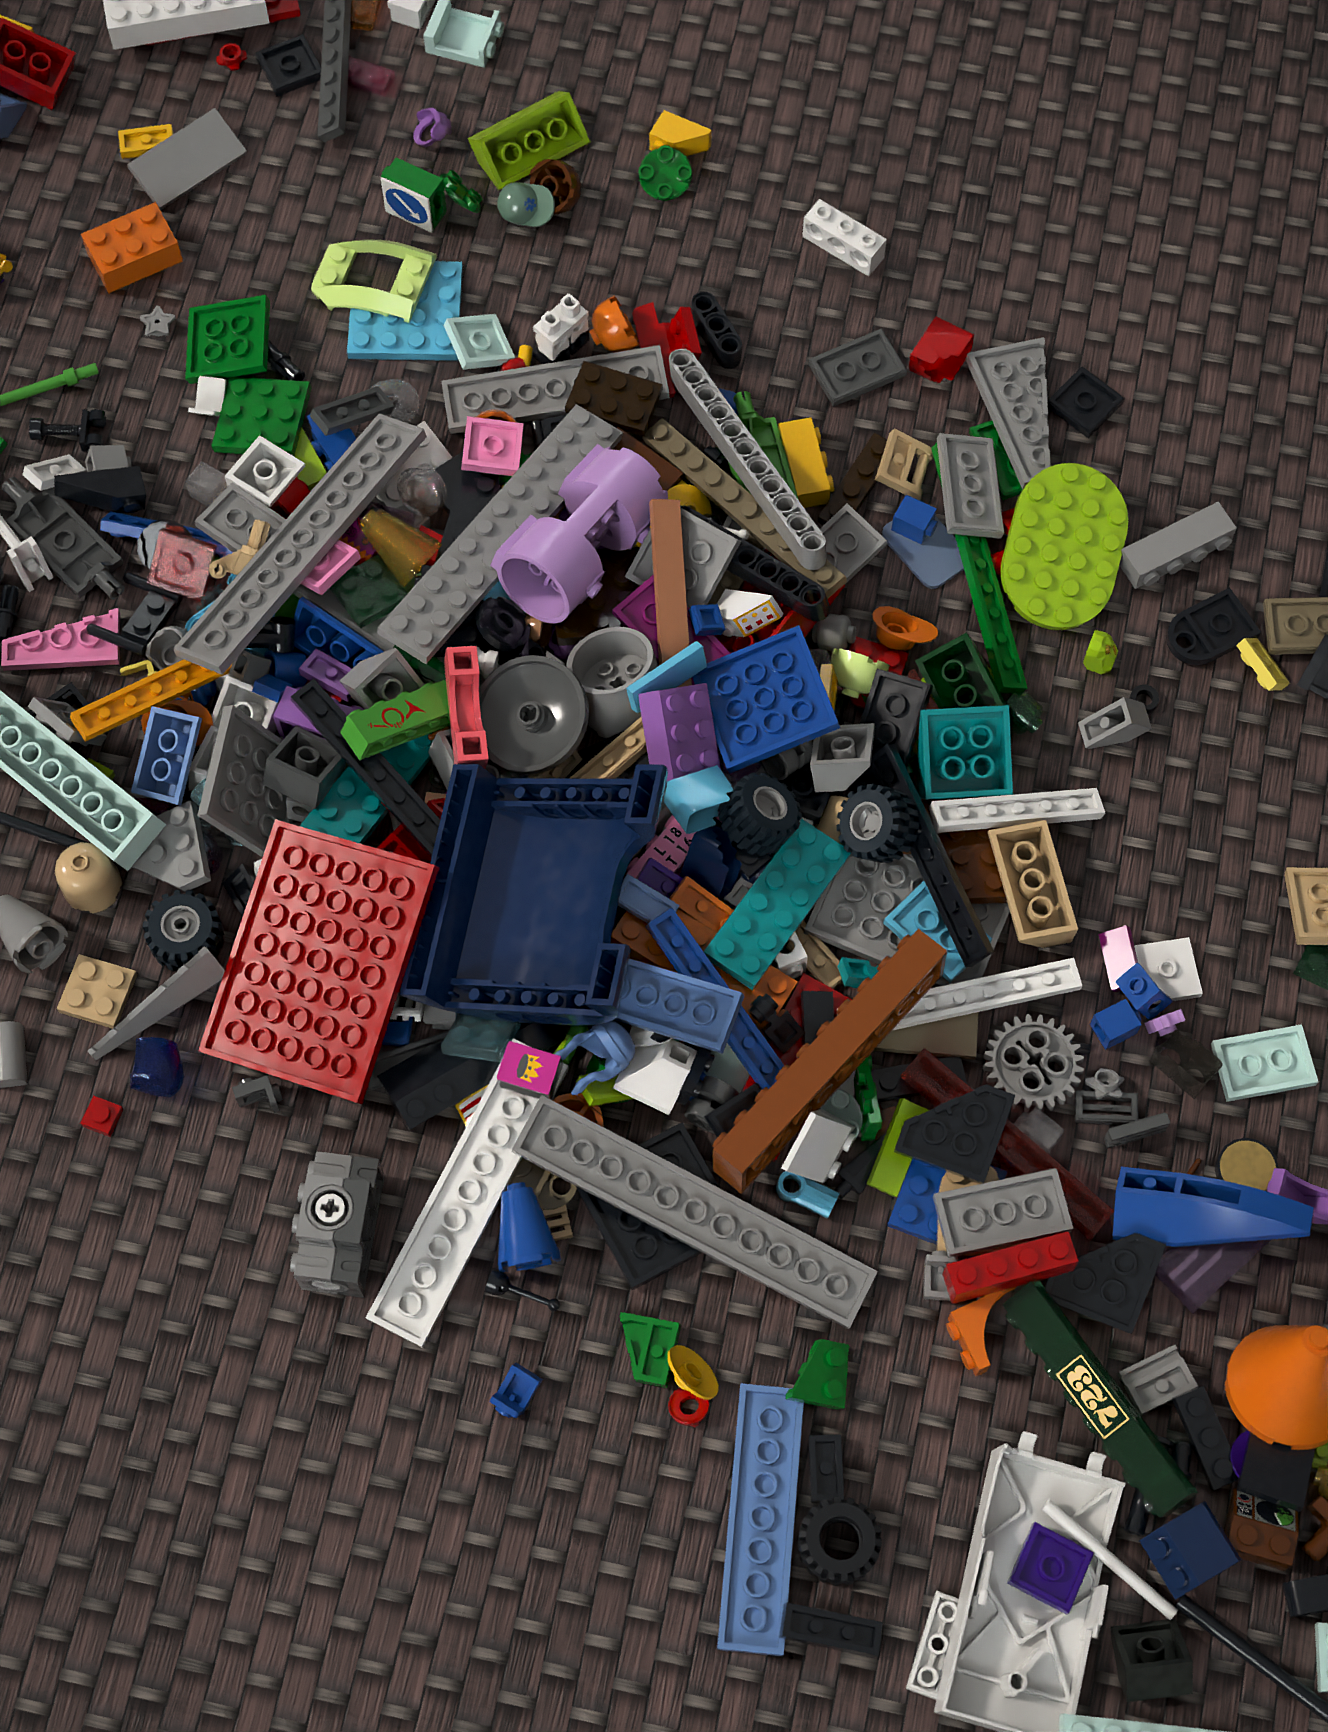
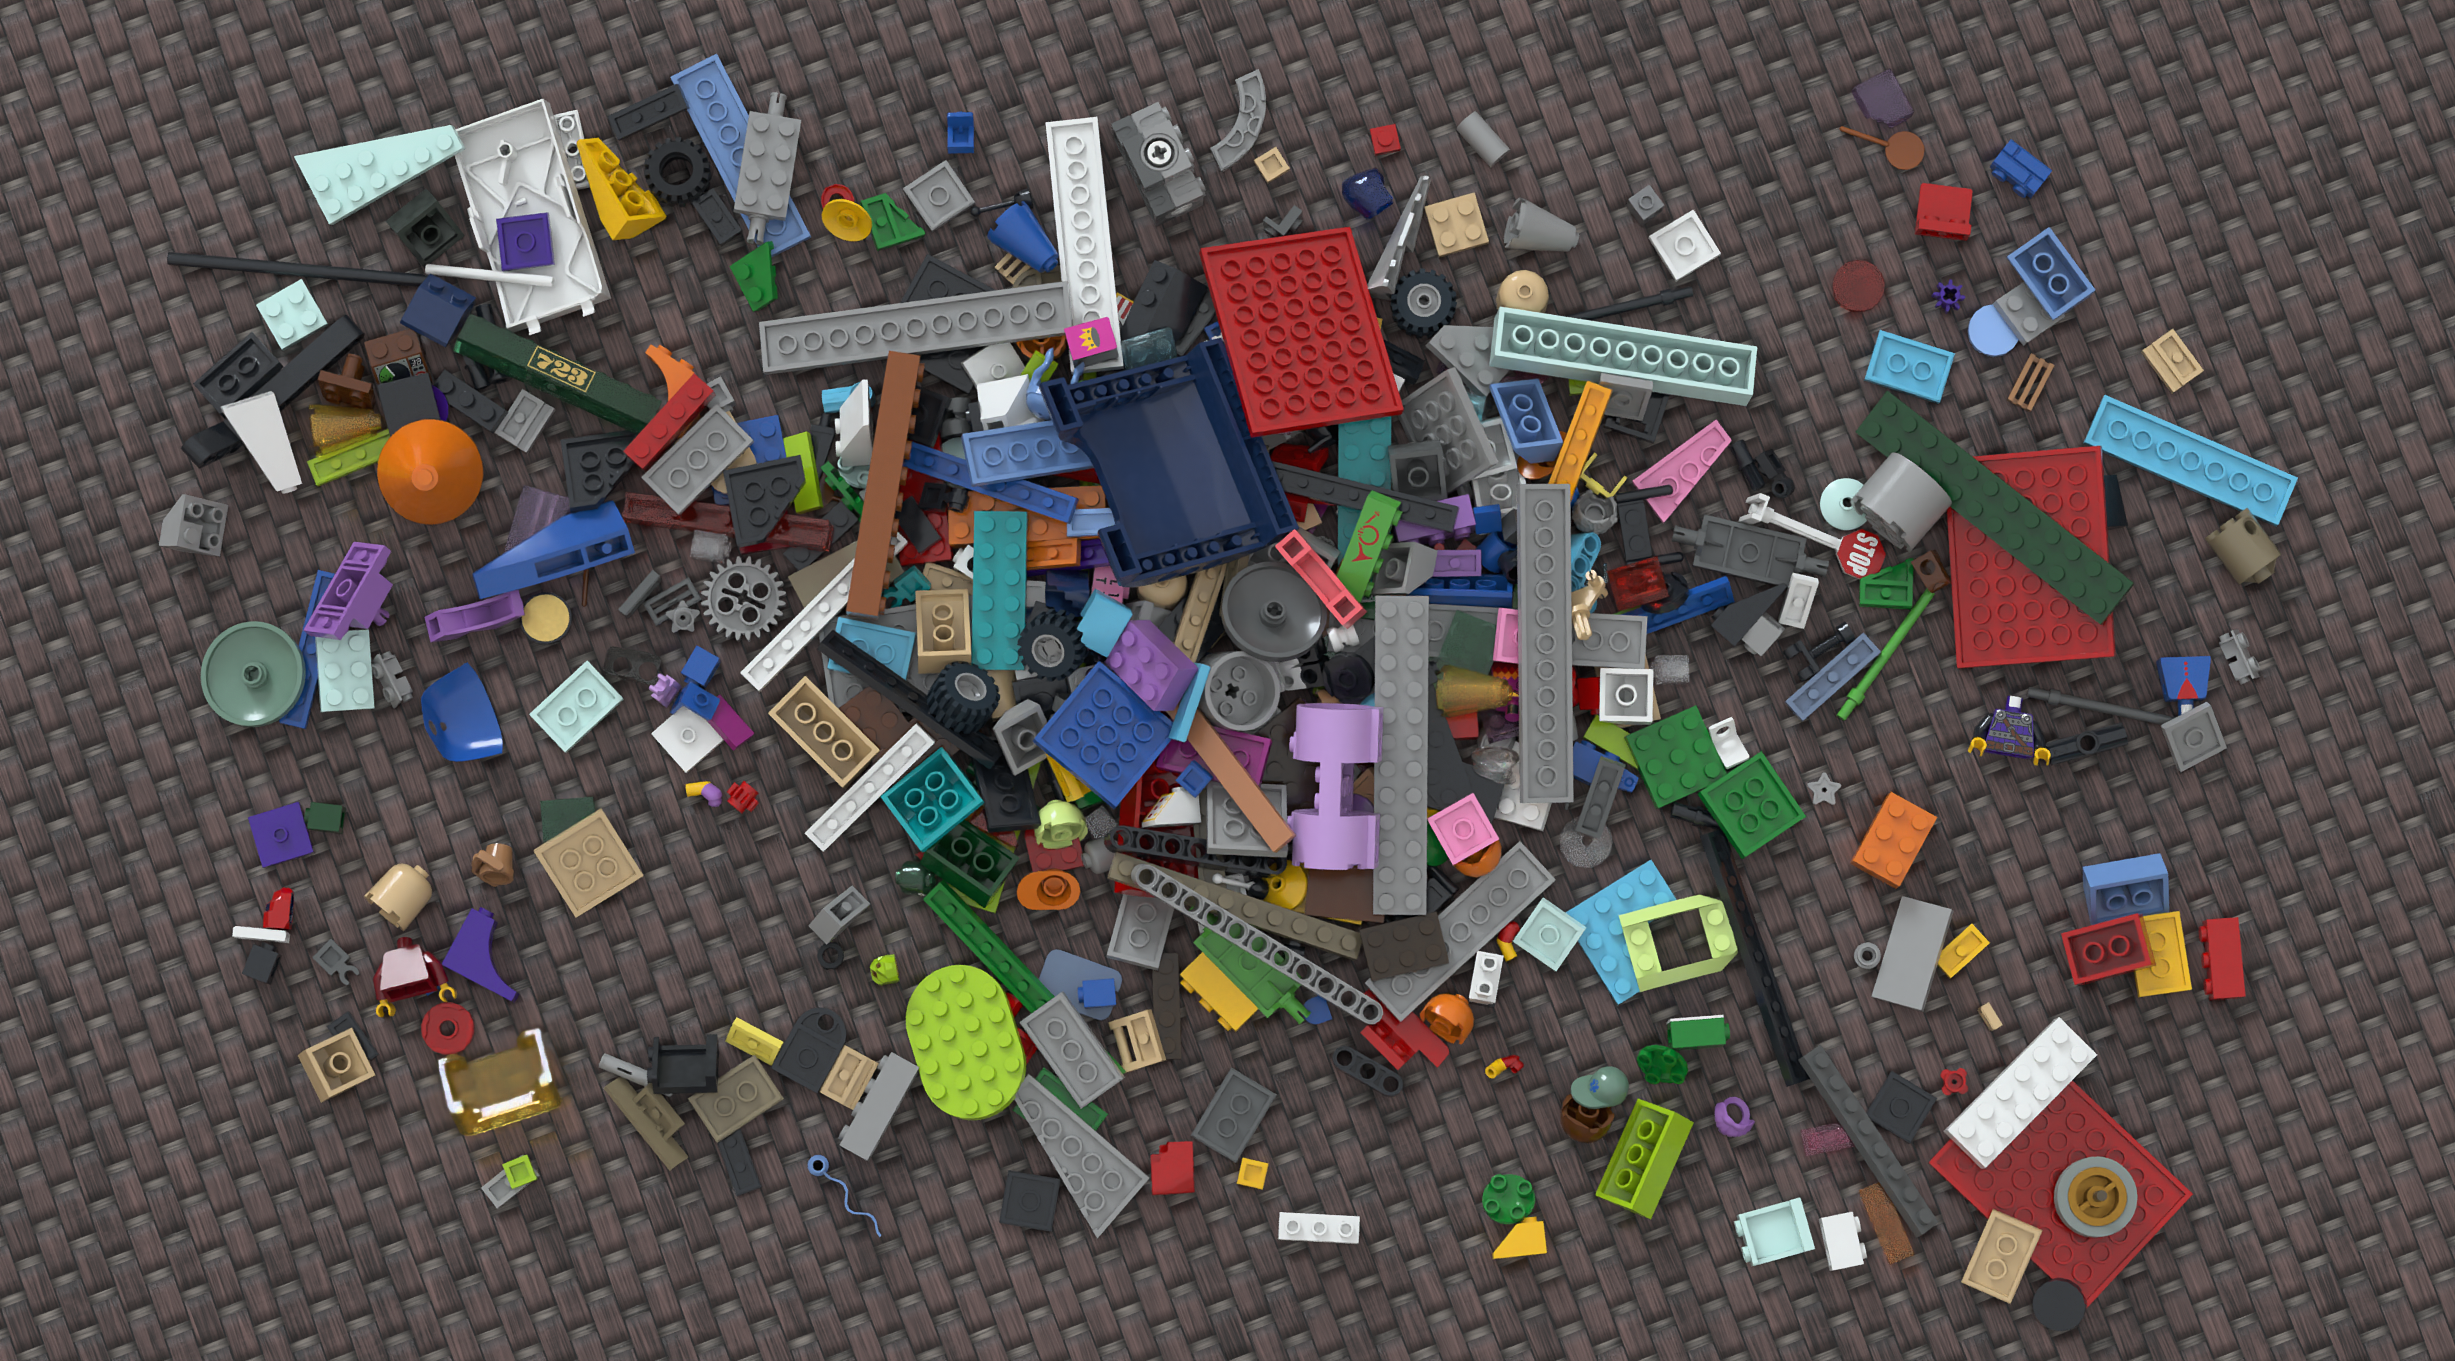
camera: 145 degrees right, 15 degrees up
(70, 401) = (1832, 677): none -> sand blue plate
(163, 81) = (1989, 1017): none -> tan tile
(220, 1219) = (1248, 123): none -> light grey tile
(225, 176) = (1873, 949): none -> light grey plate
(228, 1159) = (1271, 165): none -> tan plate
(318, 231) = (1754, 956): none -> black plate
(580, 1345) = (939, 196): none -> light grey tile
(596, 274) = (1501, 1064): none -> arm
(641, 1125) = (993, 364): none -> white plate
(740, 1483) = (767, 167): none -> light grey plate
(855, 907) = (942, 629): none -> tan slope
(871, 315) = (1252, 1173): none -> yellow tile
(918, 1556) = (619, 200): none -> yellow wedge
(1146, 879) = (742, 797): none -> red gear
(1176, 909) = (707, 790): none -> arm
(1190, 585) = (848, 1077): none -> tan plate
(1263, 531) = (823, 1172): none -> medium blue flag

